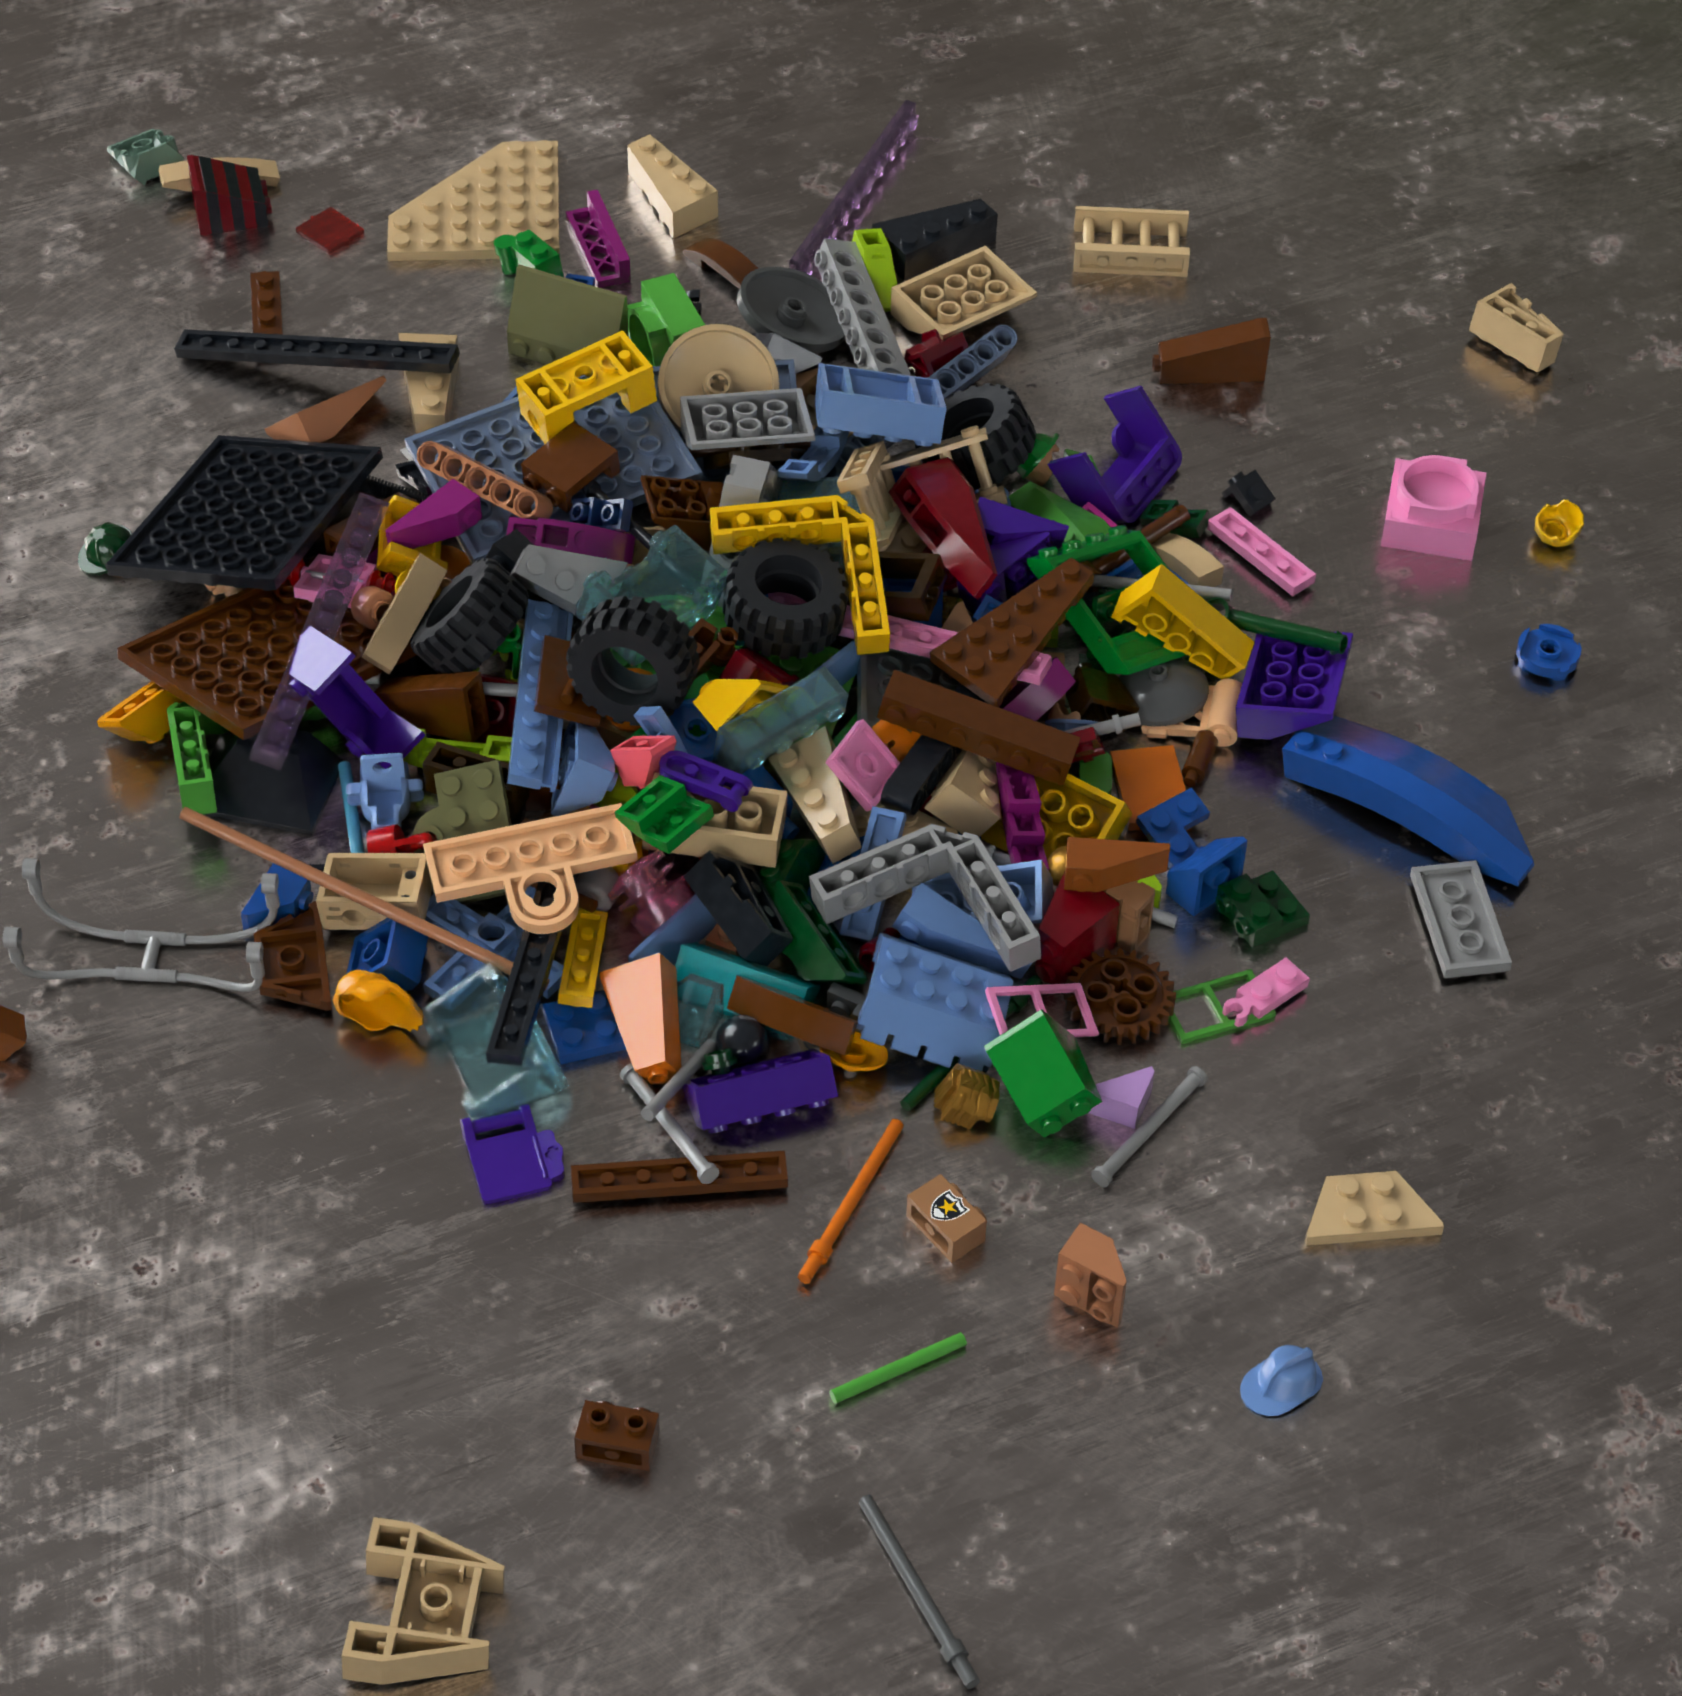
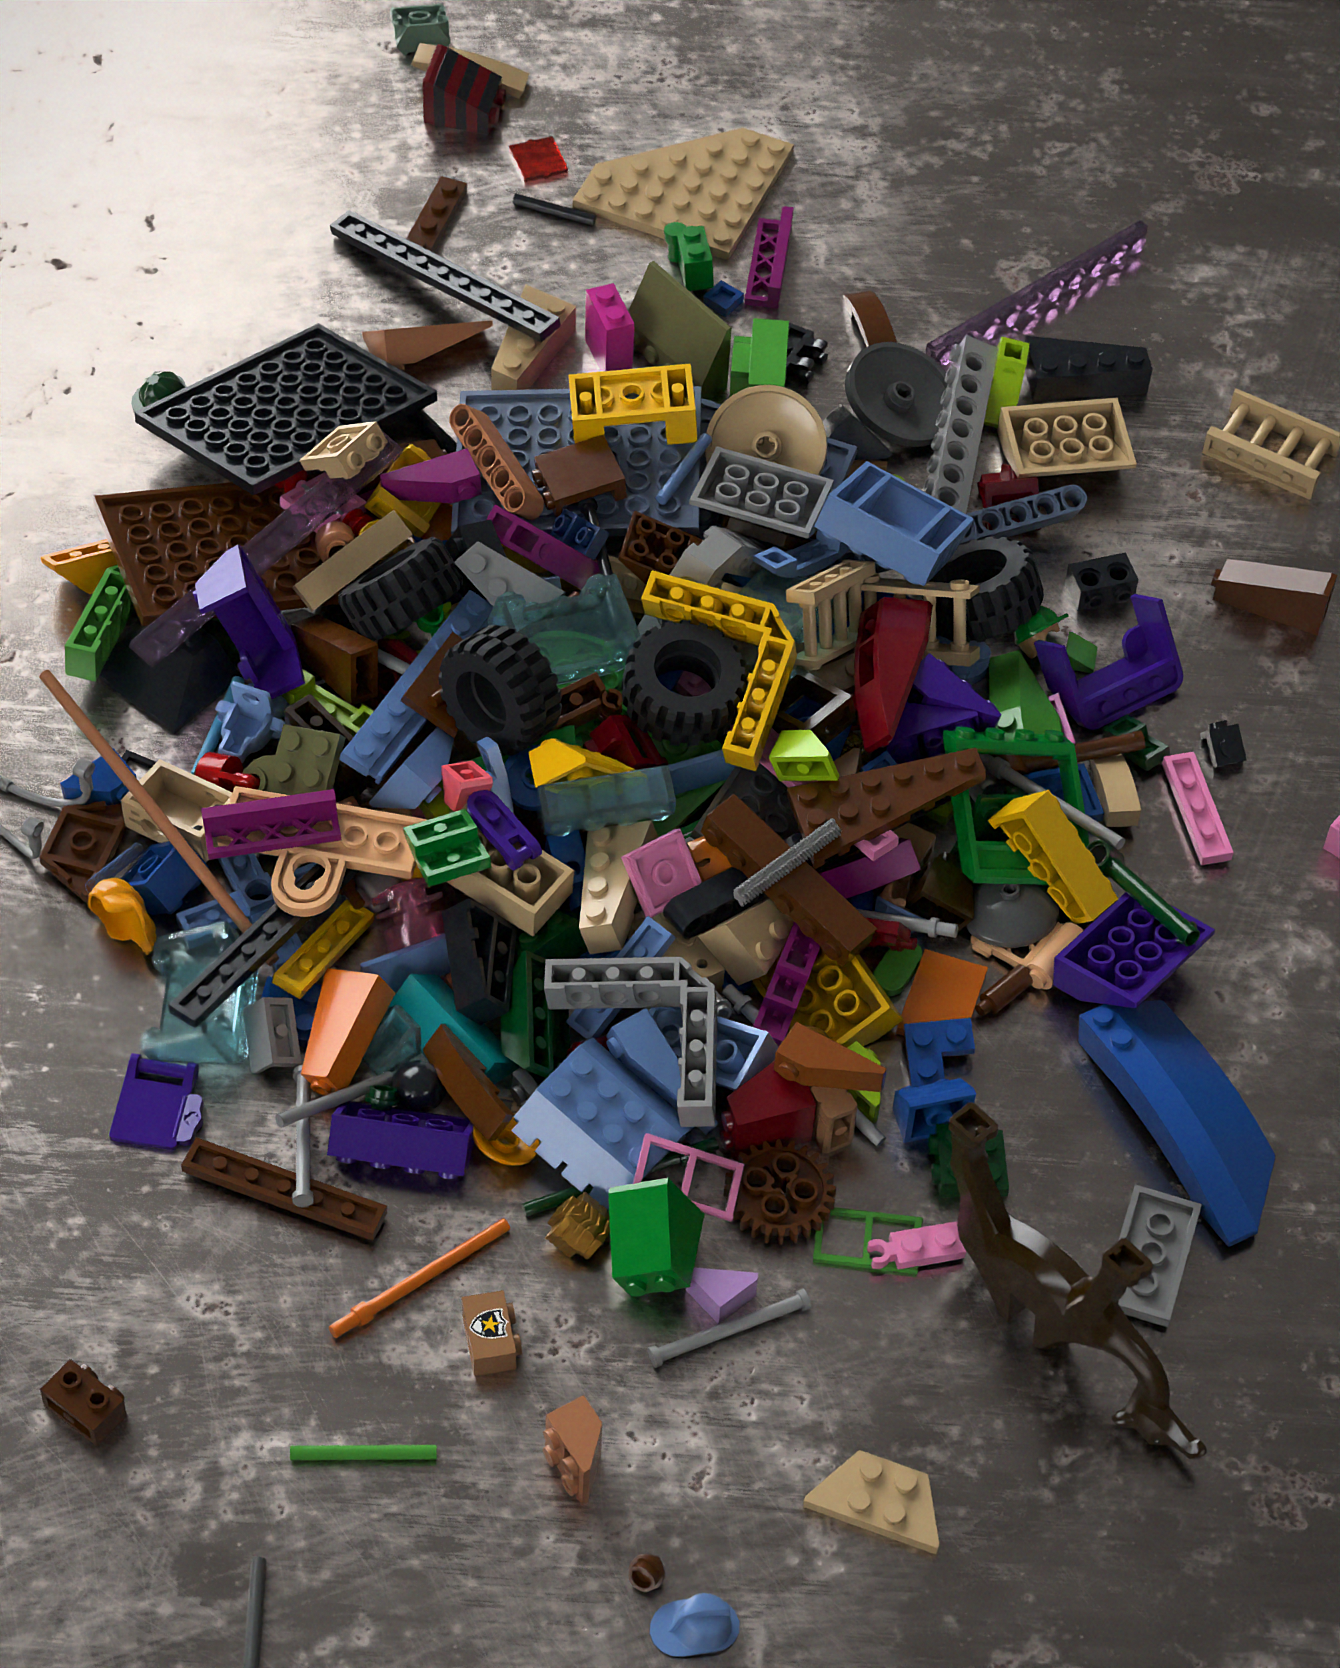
camera: 25 degrees right, 5 degrees up
(343, 517) = (346, 450): none -> tan plate
(343, 955) = (117, 864): none -> medium blue piece
(373, 267) = (554, 209): none -> black piece
(477, 856) = (271, 817): none -> magenta fence
(500, 343) = (609, 328): none -> dark pink brick
(582, 1049) = (271, 1034): none -> light grey panel
(659, 427) = (683, 469): none -> medium blue bar
(671, 186) = (869, 233): tan wedge -> none
(932, 619) = (802, 757): none -> lime slope
(976, 708) = (786, 862): none -> light grey axle
(1062, 401) = (1101, 581): none -> black brick
(1214, 1355) = (646, 1572): none -> reddish brown plate
(1426, 961) = (1068, 1304): none -> dark brown animal

